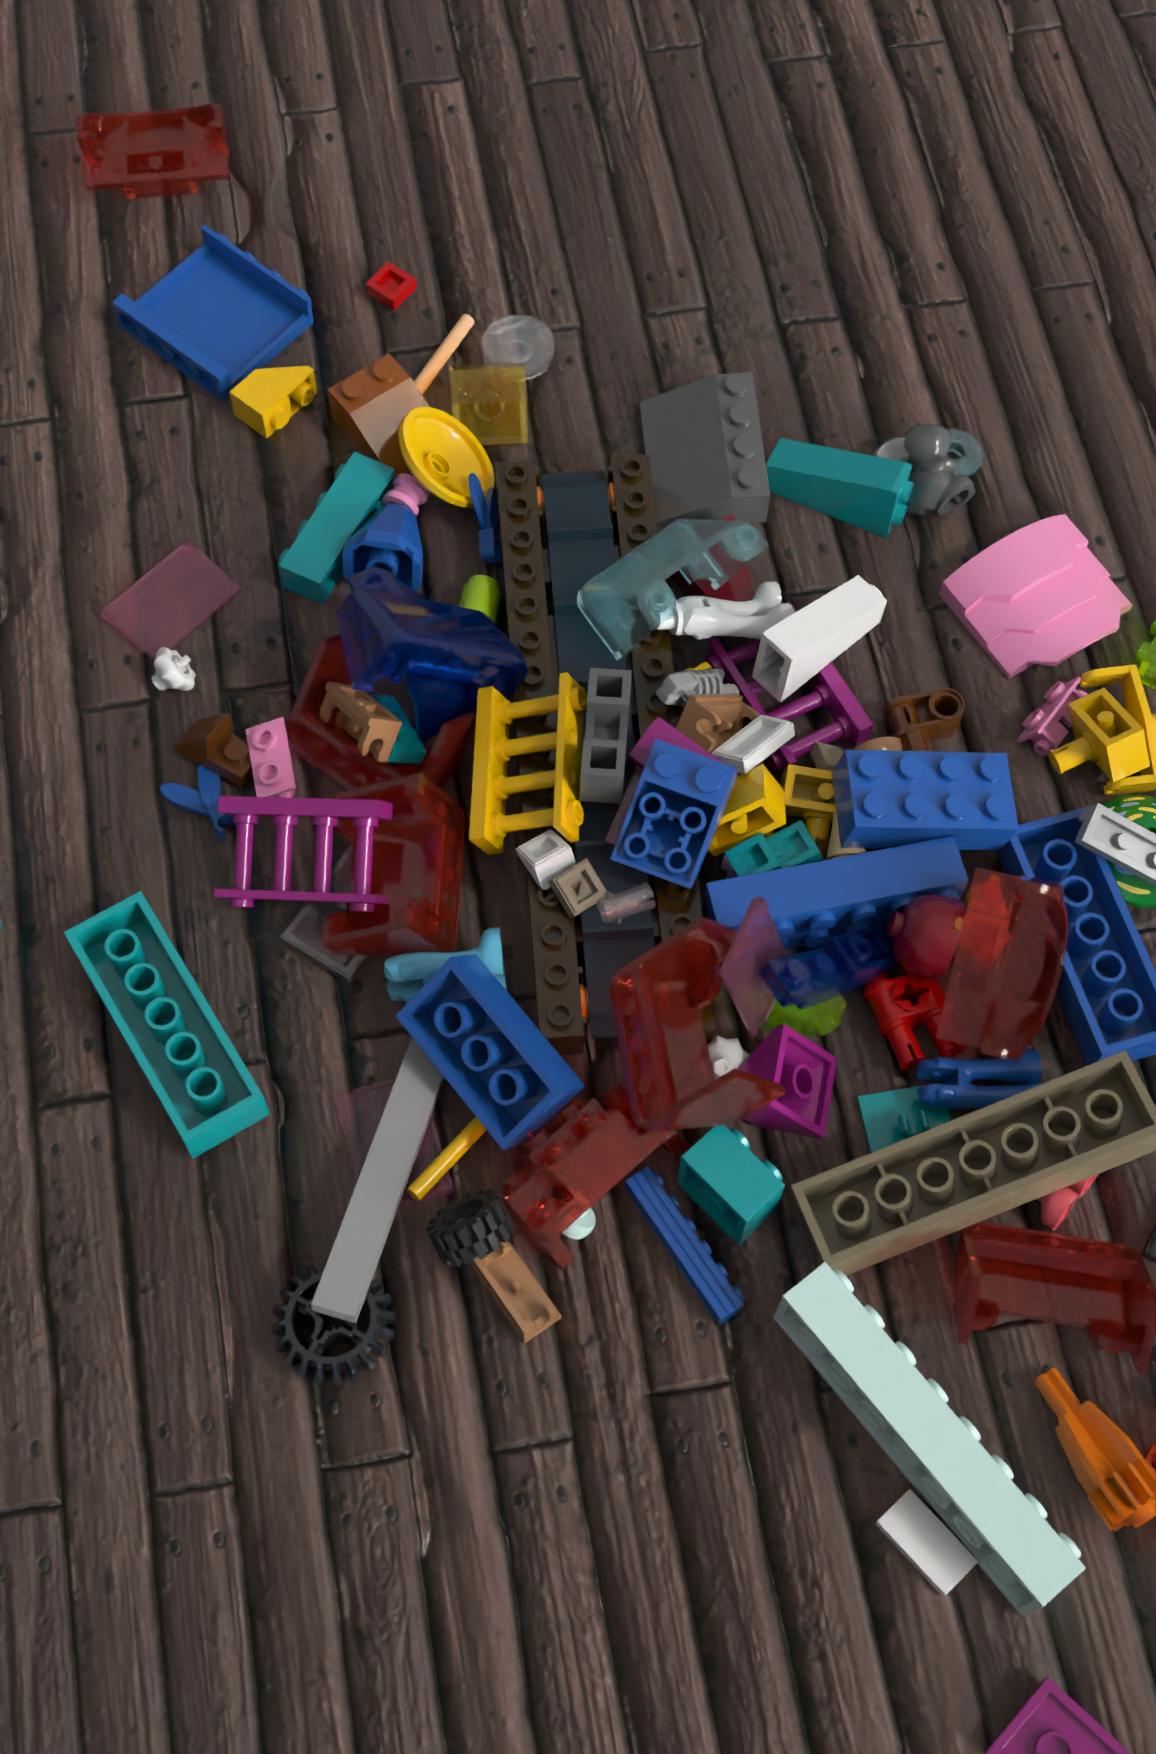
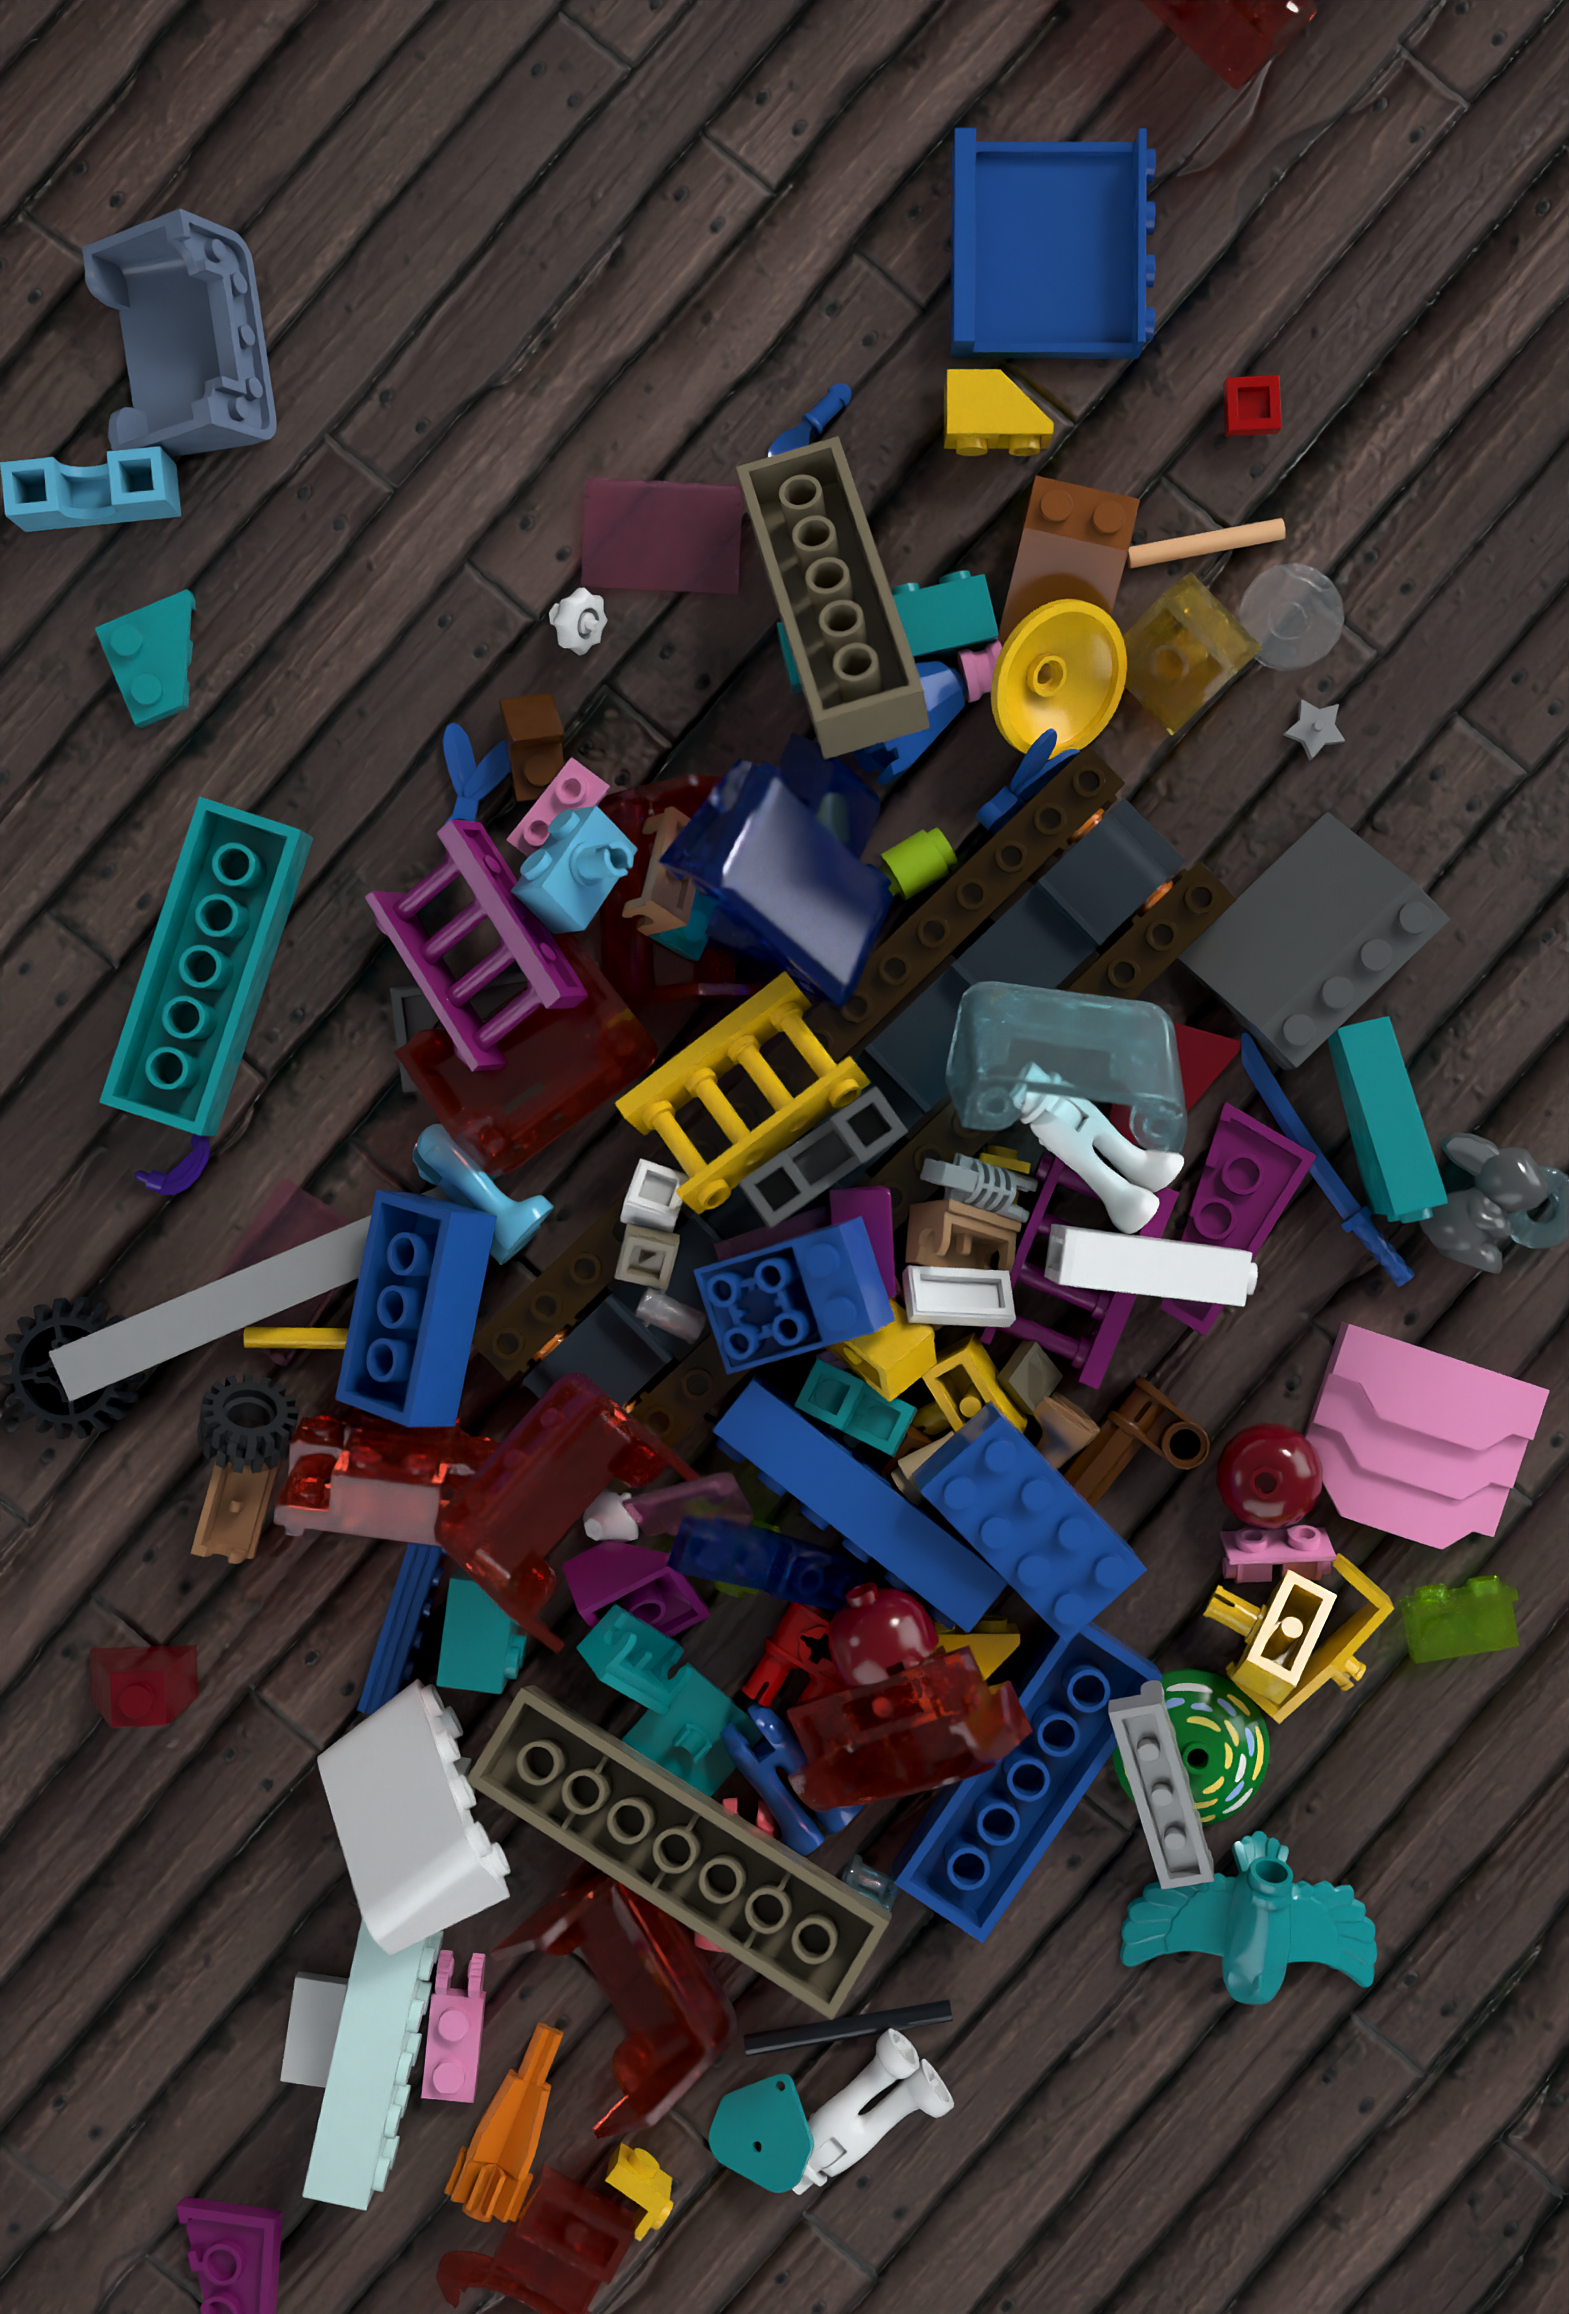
camera: 55 degrees right, 25 degrees up
(190, 502) = (813, 421): none -> blue piece
(274, 1156) = (183, 1174): none -> dark purple piece
(295, 513) = (833, 598): none -> dark tan brick
(313, 753) = (574, 869): none -> medium azure brick
(580, 1446) = (143, 1683): none -> dark red slope
(588, 378) = (1315, 728): none -> light grey piece
(811, 570) = (1239, 1197): none -> magenta wing
(825, 1305) = (409, 1821): none -> white windscreen
(829, 1111) = (635, 1659): none -> teal hinge
(881, 540) = (1355, 1217): none -> blue sword
(1001, 683) = (1269, 1475): none -> dark red cylinder
(1003, 1438) = (454, 2033): none -> bright pink hinge

